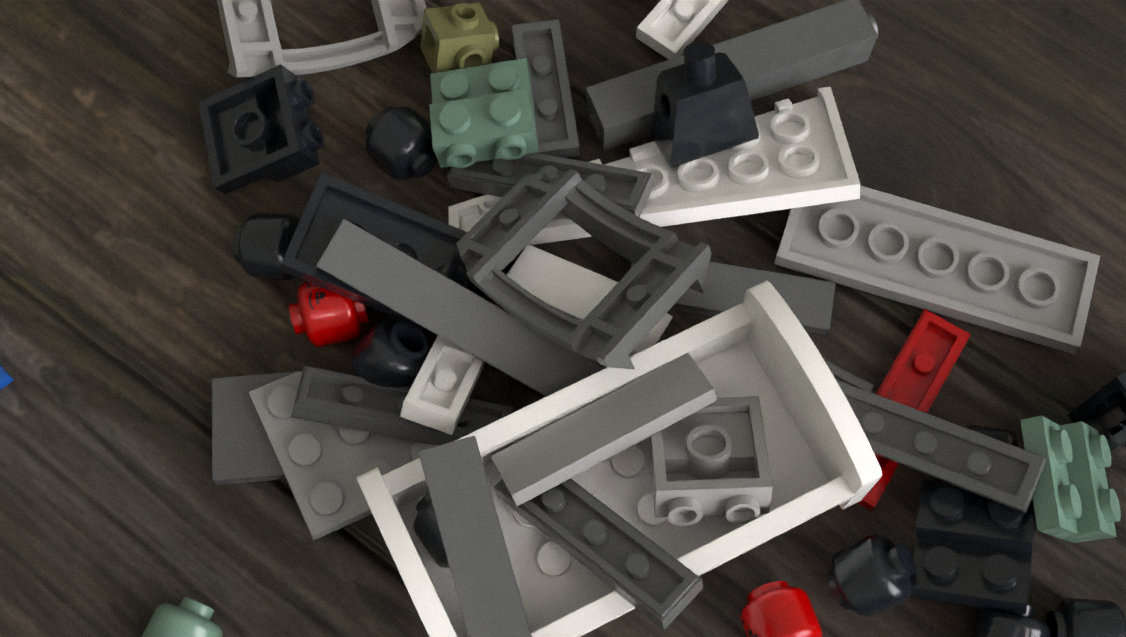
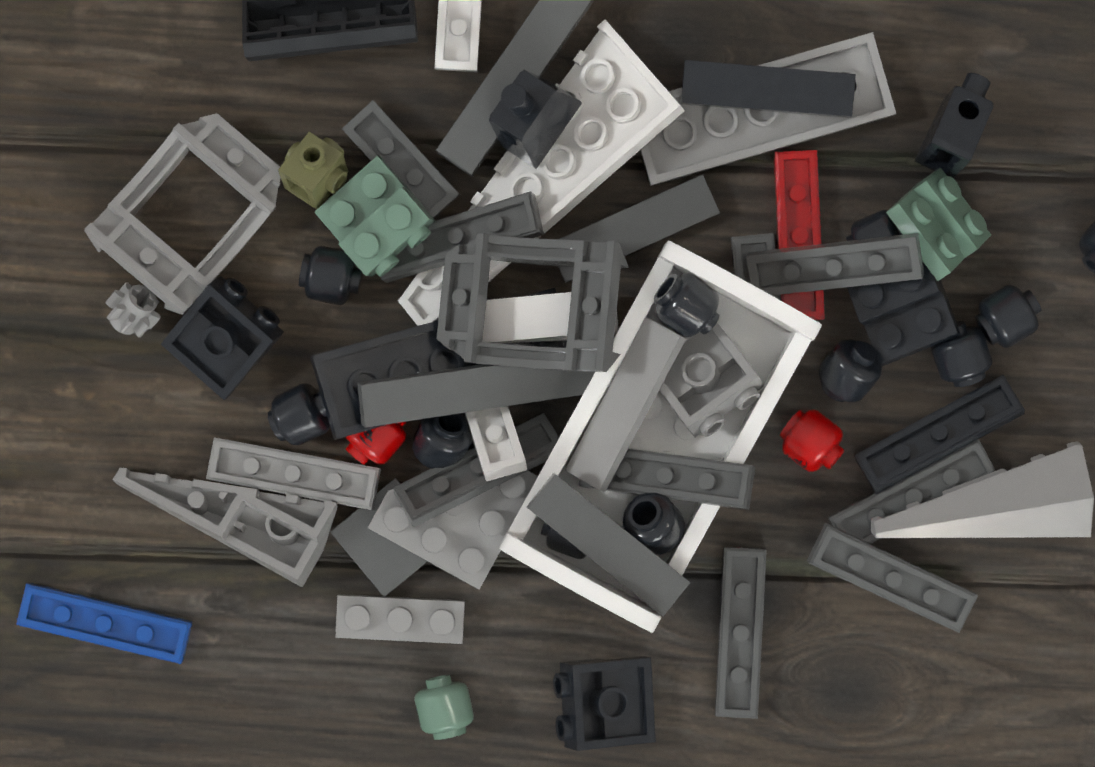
camera: 30 degrees left, 20 degrees up
(158, 337) = (266, 527): none -> light grey wedge
(198, 55) = (133, 309): none -> light grey gear
(212, 517) = (400, 618): none -> light grey plate
(224, 301) = (293, 473): none -> light grey tile
(548, 576) = (654, 522): none -> black head
(742, 365) = (687, 305): none -> black head
(959, 238) = (768, 89): none -> black tile

